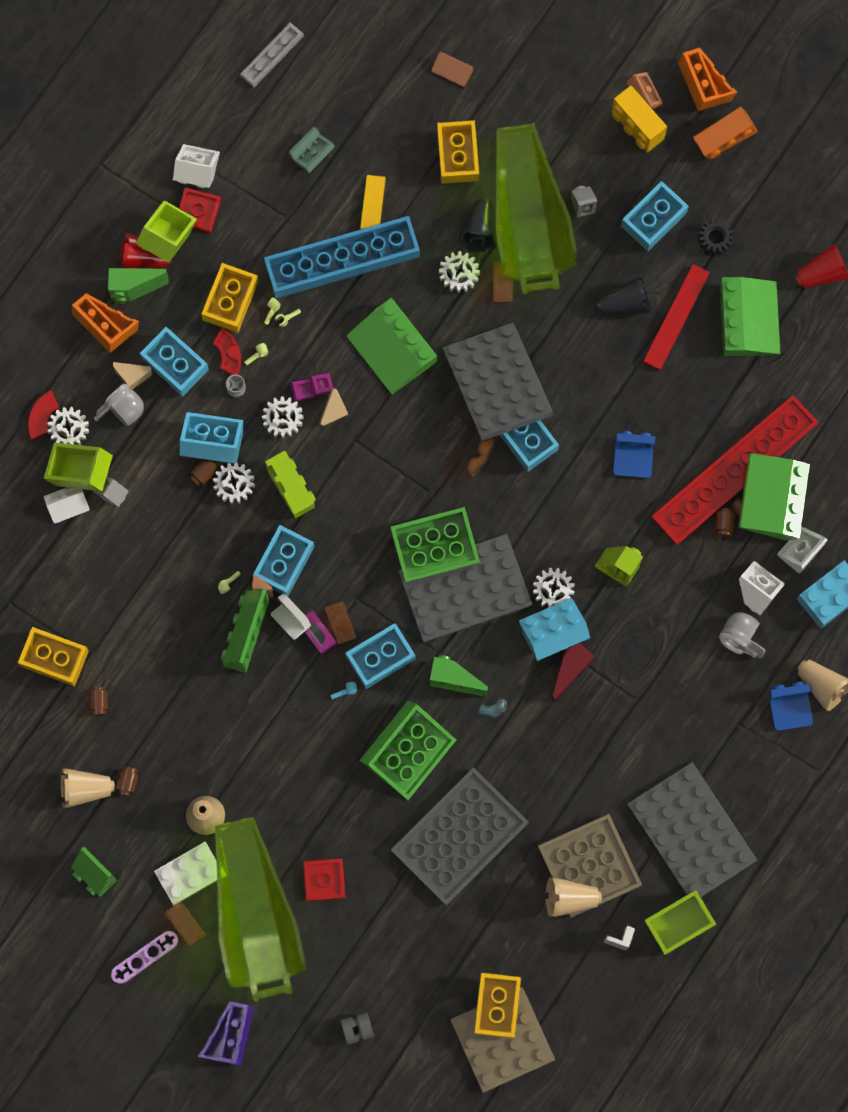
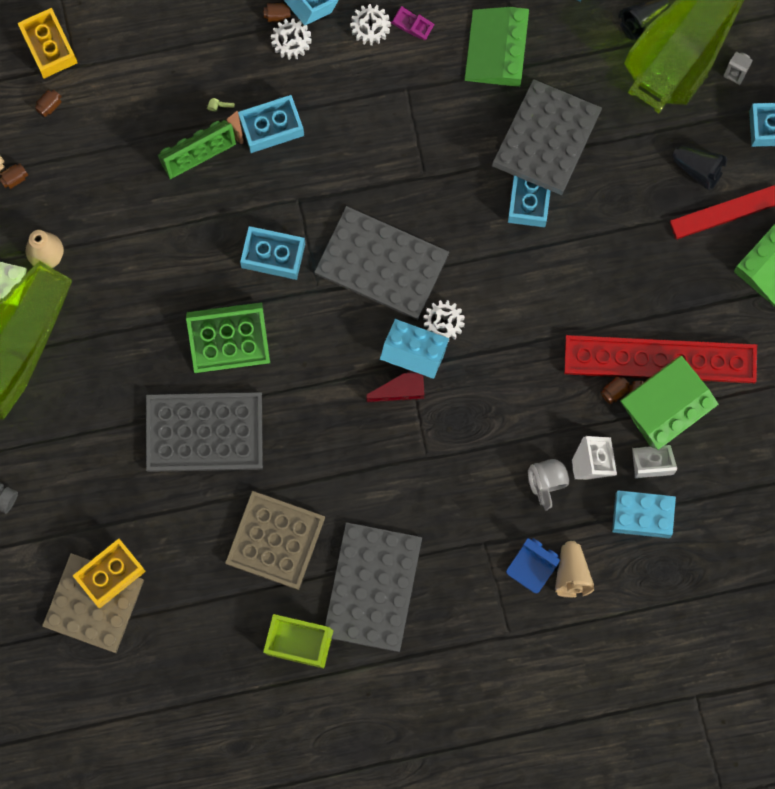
camera: 45 degrees right, 0 degrees up
(290, 484) = (329, 75): lime wedge -> none
(290, 617) = (237, 168): white panel -> none
(318, 633) = (246, 196): magenta slope -> none
(324, 879) = (81, 372): red tile -> none
(333, 409) = (411, 51): tan slope -> none
(340, 622) = (269, 205): clear orange slope -> none
(351, 688) = (231, 258): medium azure hand -> none
(434, 544) = (388, 210): bright green slope -> none
(451, 676) = (306, 310): bright green slope -> none
(465, 275) = (600, 29): white gear -> none
(483, 451) = (490, 179): clear orange slope -> none
(494, 710) = (318, 367): clear light blue arm -> none
(502, 285) = (618, 76): clear orange slope -> none
(570, 897) = (237, 547): tan cone -> none
(620, 563) = (508, 348): lime wedge -> none
(624, 942) = (247, 615): white panel -> none
(633, 455) = (596, 280): blue bracket -> none

